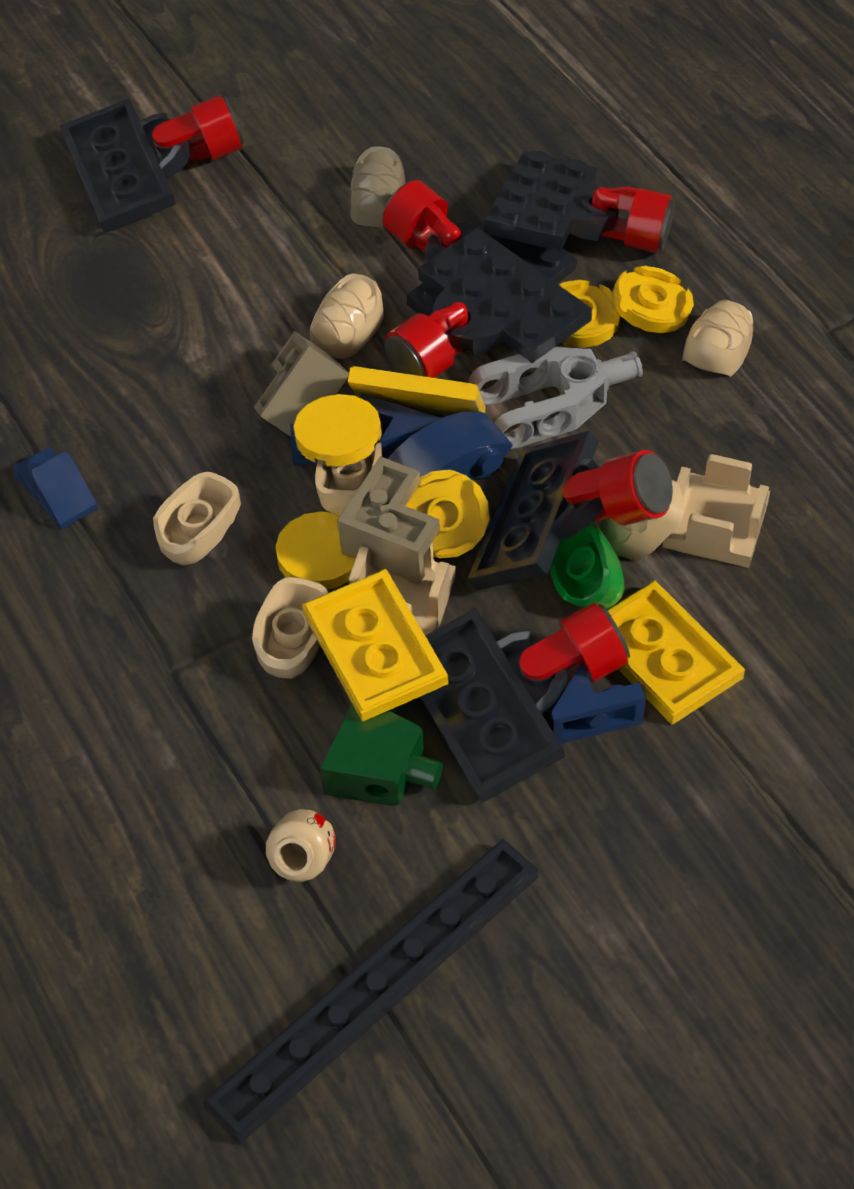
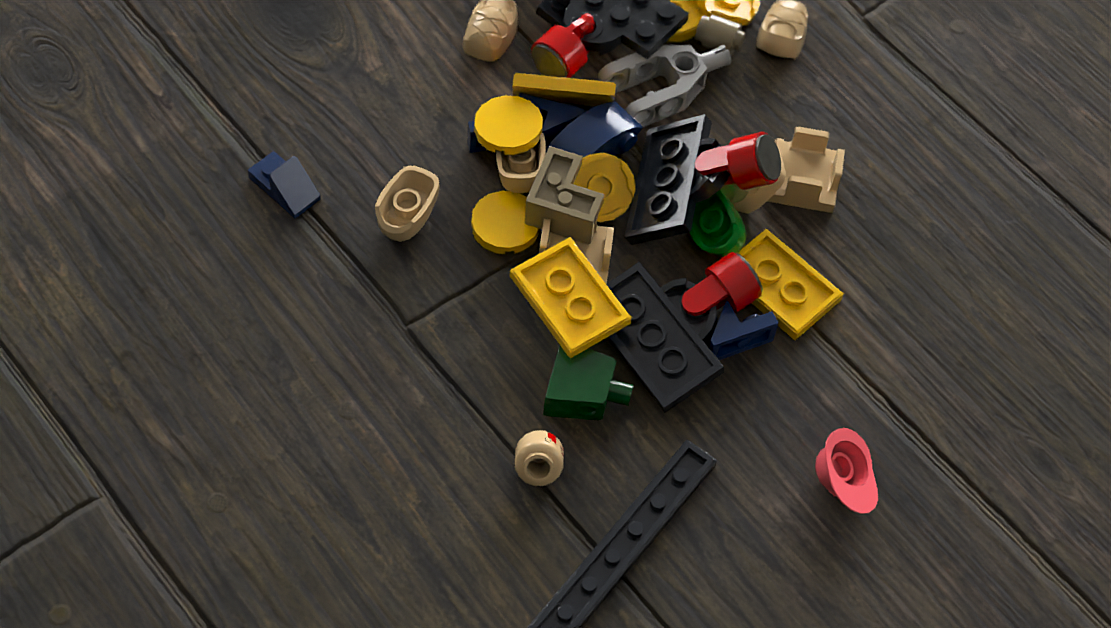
camera: 15 degrees left, 5 degrees up
(281, 632) = (494, 292): tan piece -> none
(301, 378) = (468, 86): dark tan panel -> none
(632, 334) = (719, 31): none -> dark tan brick
(710, 897) = (847, 470): none -> coral piece

